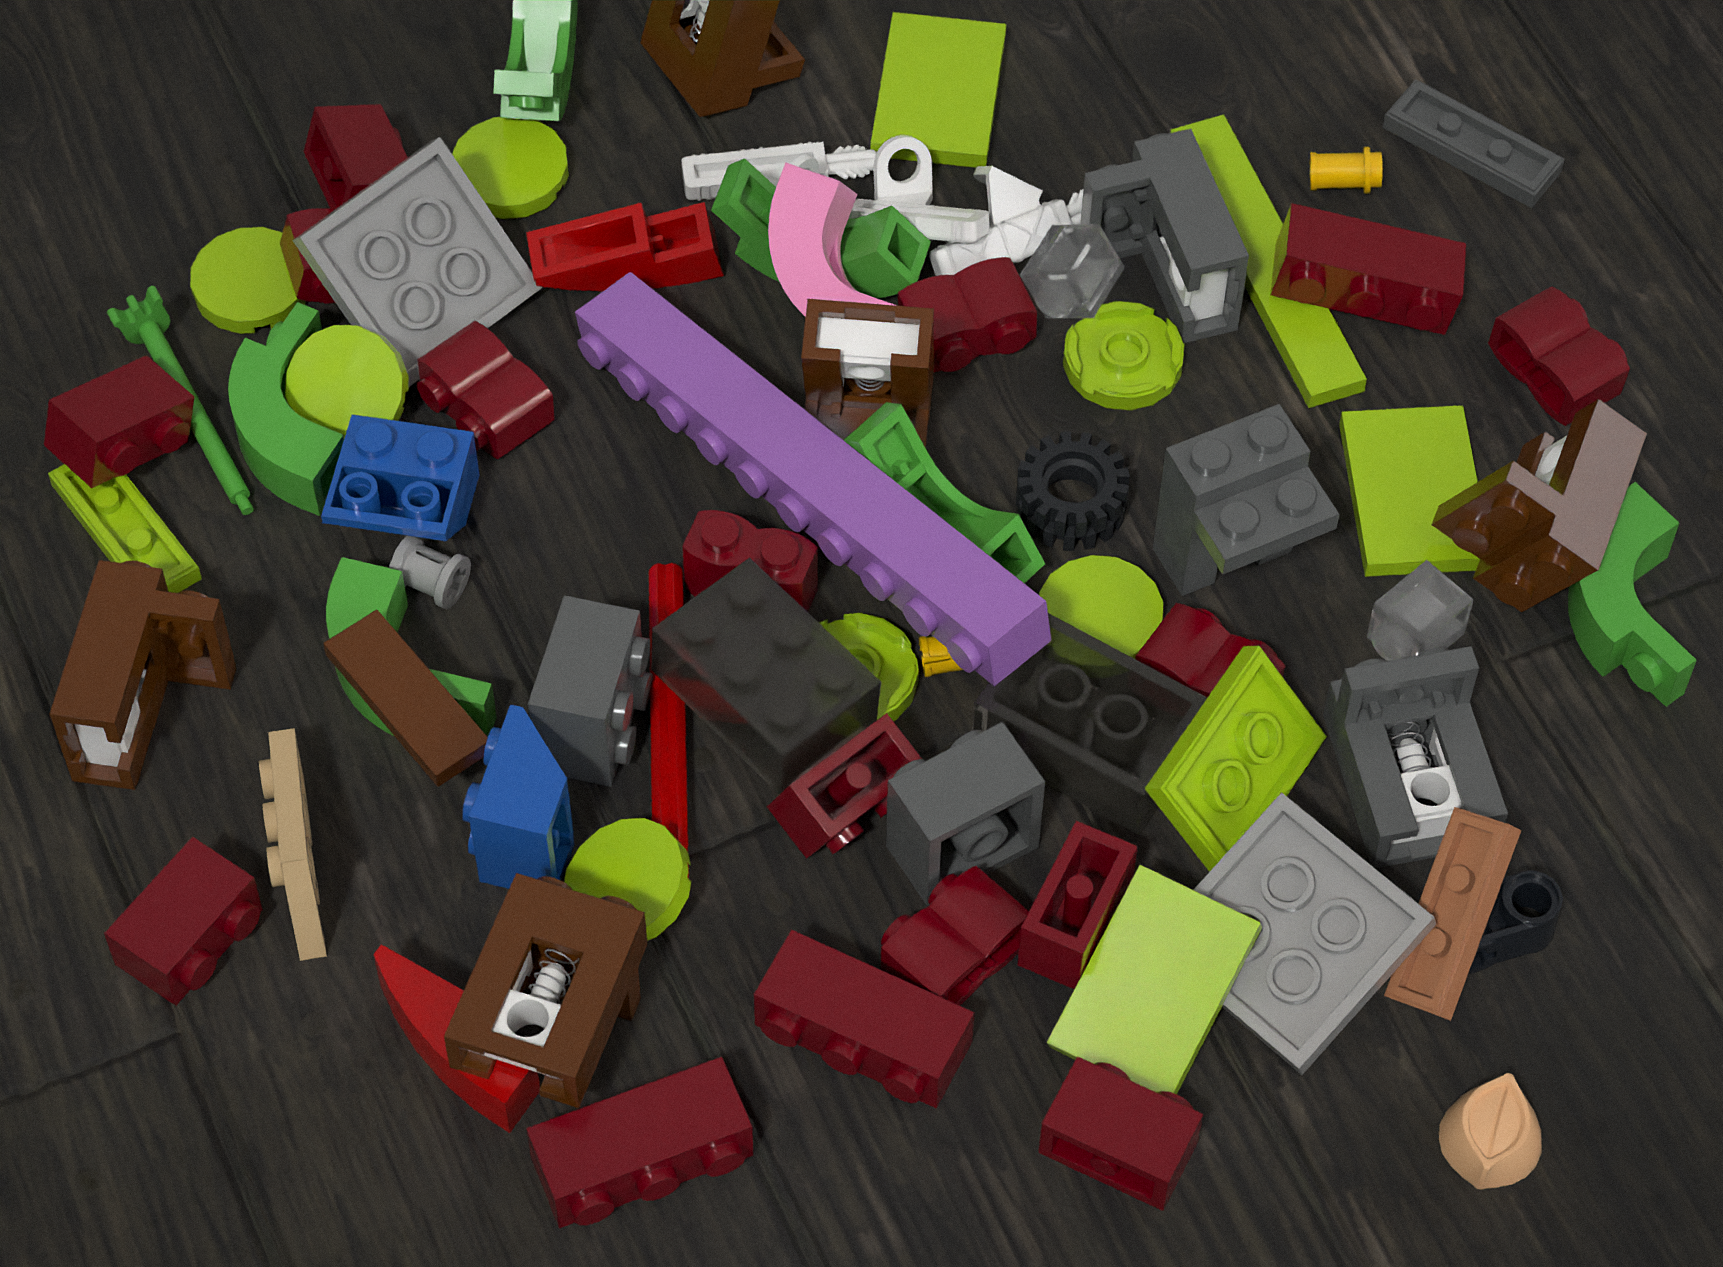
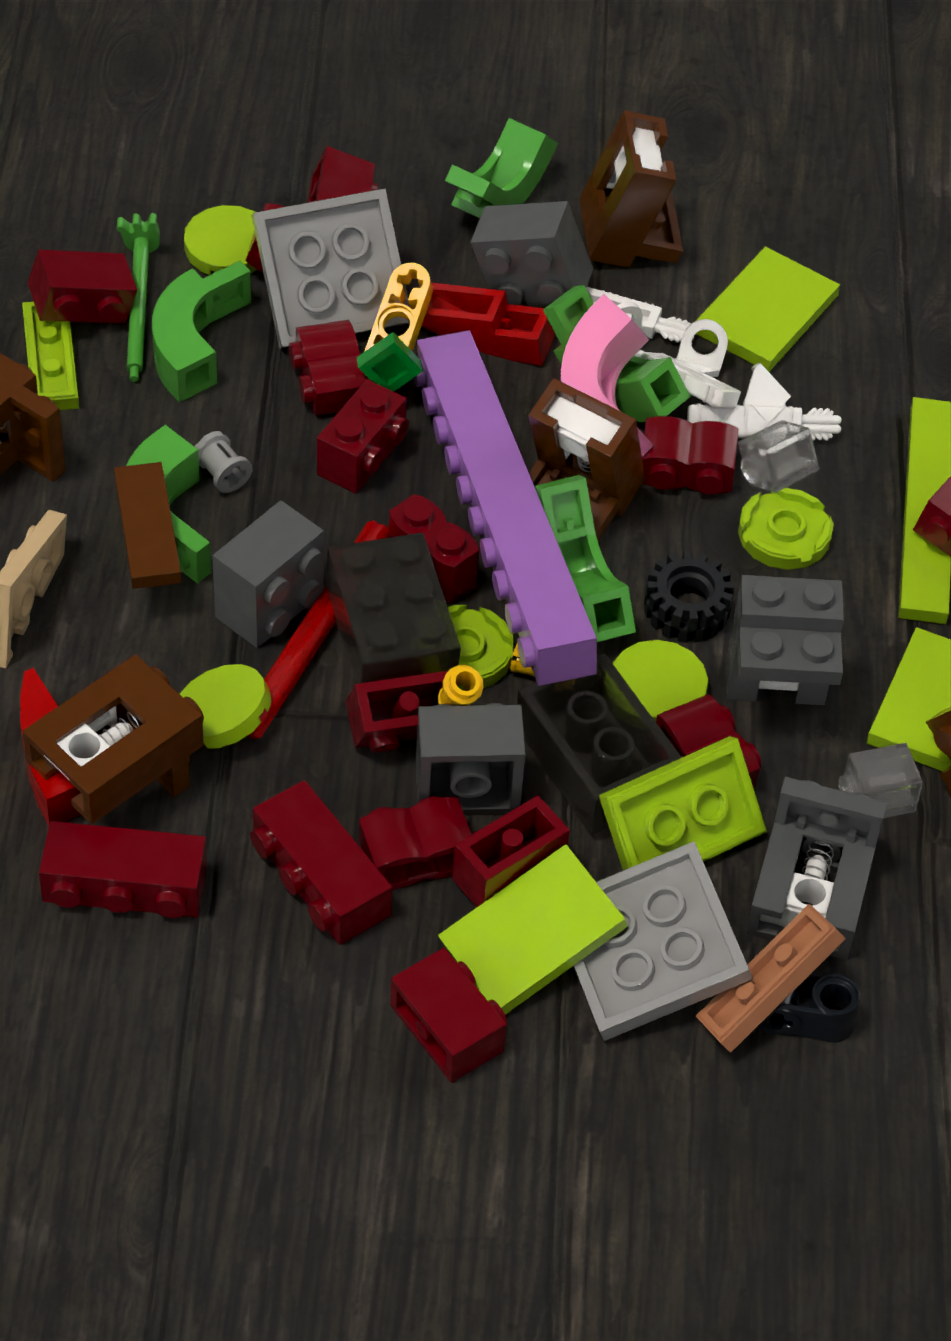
camera: 25 degrees right, 5 degrees down
(346, 374) = (242, 325): lime tile -> none
(403, 479) = (239, 397): blue slope -> none
(513, 165) = (439, 239): lime tile -> none
(520, 808) = (174, 623): blue slope -> none
(546, 260) = (394, 306): none -> yellow beam
(564, 357) = (390, 363): none -> green tile
(579, 463) = (361, 436): none -> dark red brick
(648, 142) = (531, 251): none -> dark grey brick
(921, 733) = (464, 676): none -> yellow pin
(1180, 224) = (864, 440): dark grey brick -> none
(1491, 1134) = (715, 1143): light nougat hat -> none

